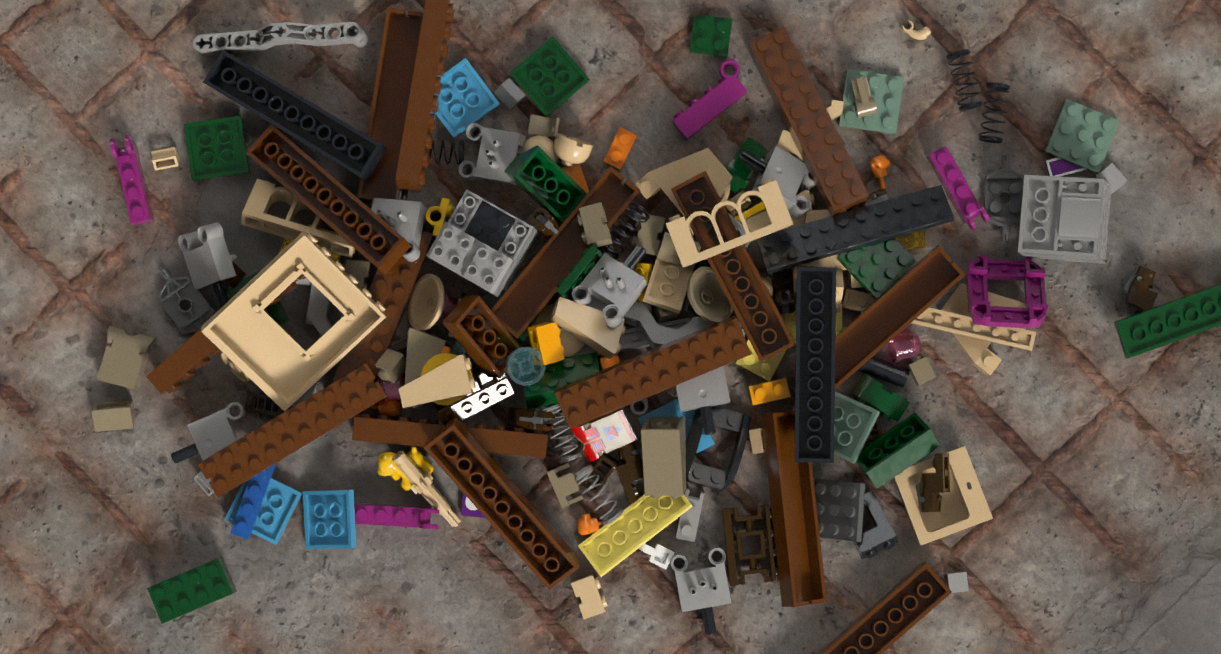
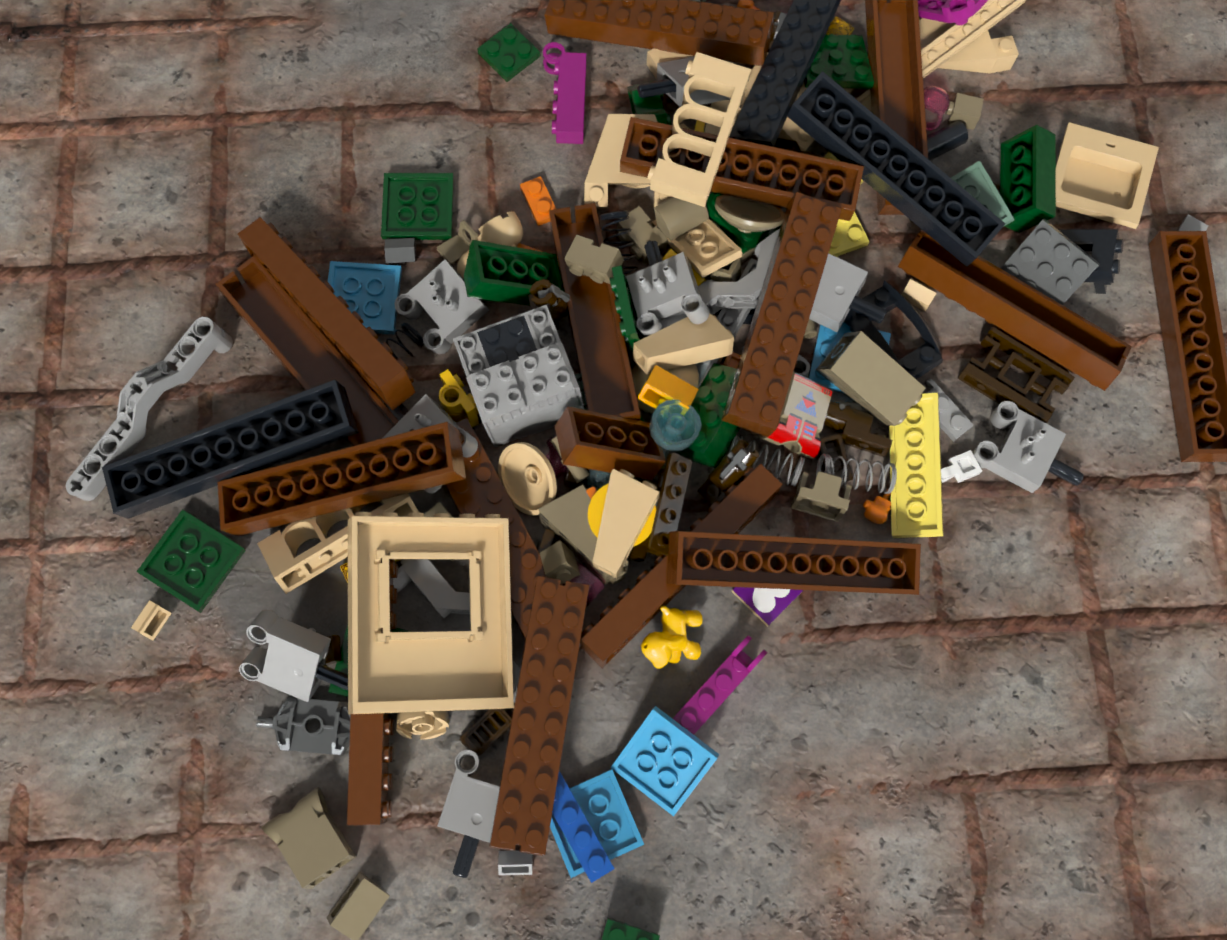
camera: 50 degrees left, 15 degrees down
(132, 181) = (142, 673): magenta hinge -> none
(387, 408) = (596, 607): orange piece -> none
(422, 484) = (707, 631): tan piece -> none
(591, 601) = (956, 565): tan brick -> none
(768, 391) = (879, 247): light orange brick -> none
(884, 400) = (956, 159): dark green brick -> none
(933, 484) = (1087, 169): dark brown plate -> none

